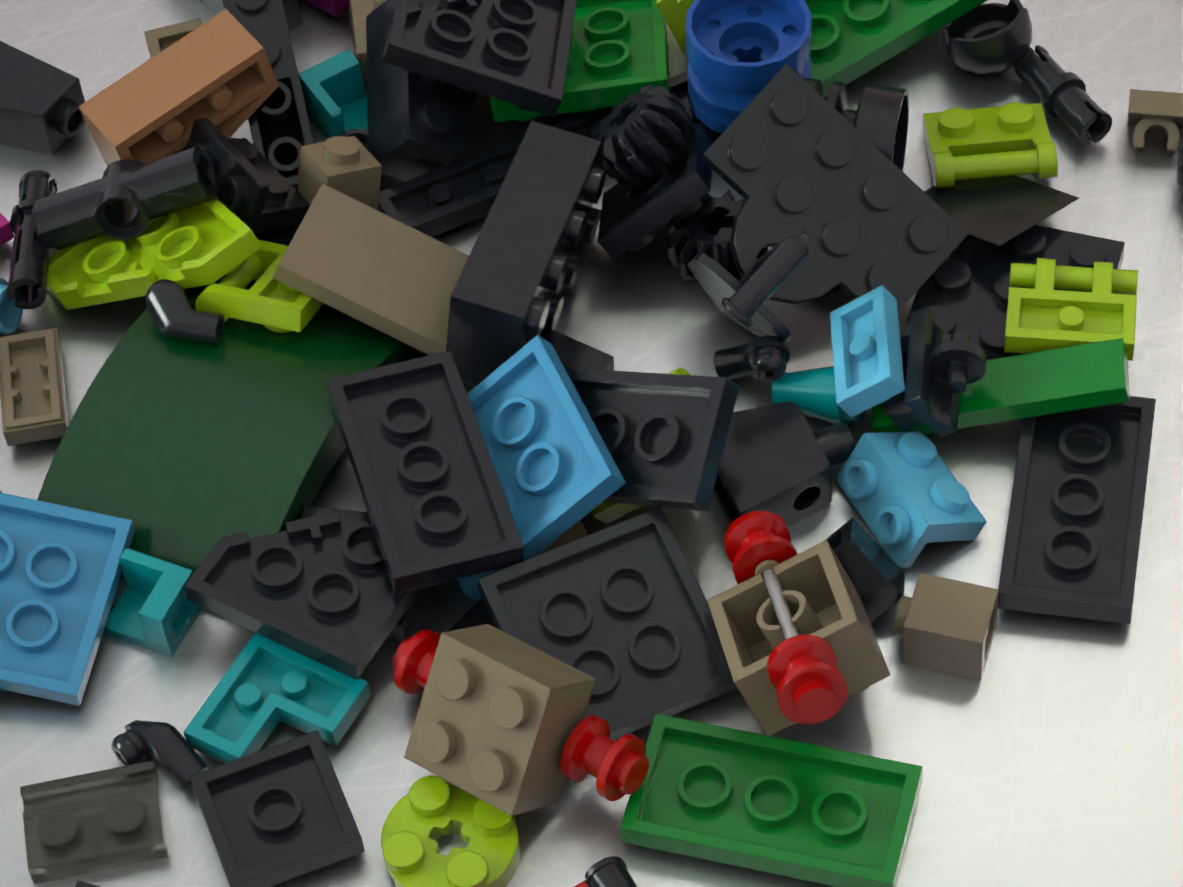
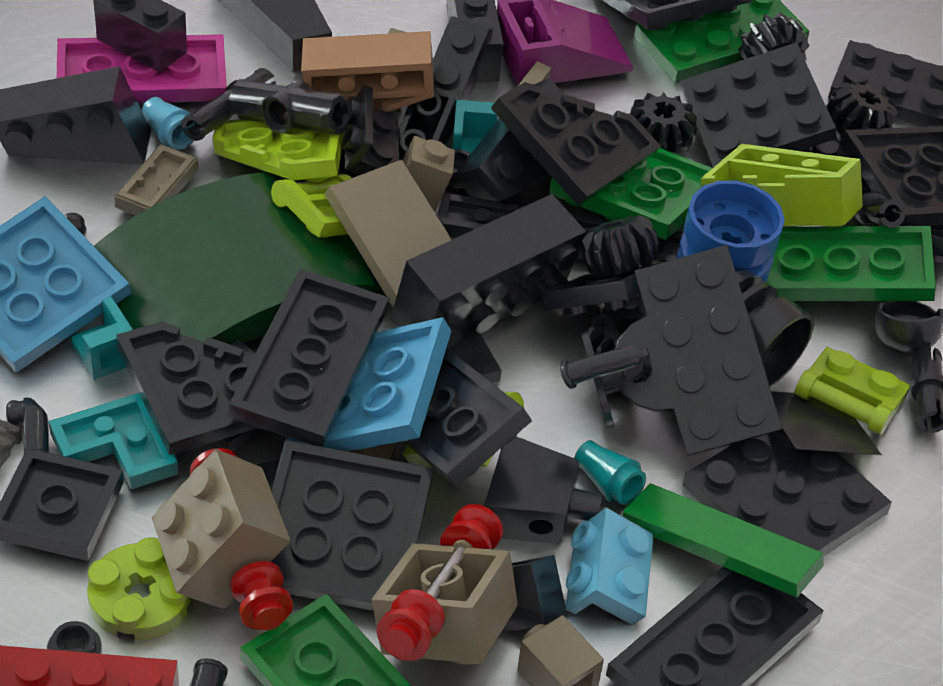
camera: 25 degrees right, 5 degrees down
(177, 319) = (255, 189): black arm -> none
(763, 356) = (585, 423): black arm -> none
(867, 351) = (647, 458): medium azure plate -> none
(935, 374) = (680, 497): black hips -> none
(1069, 306) = (796, 516): lime plate -> none

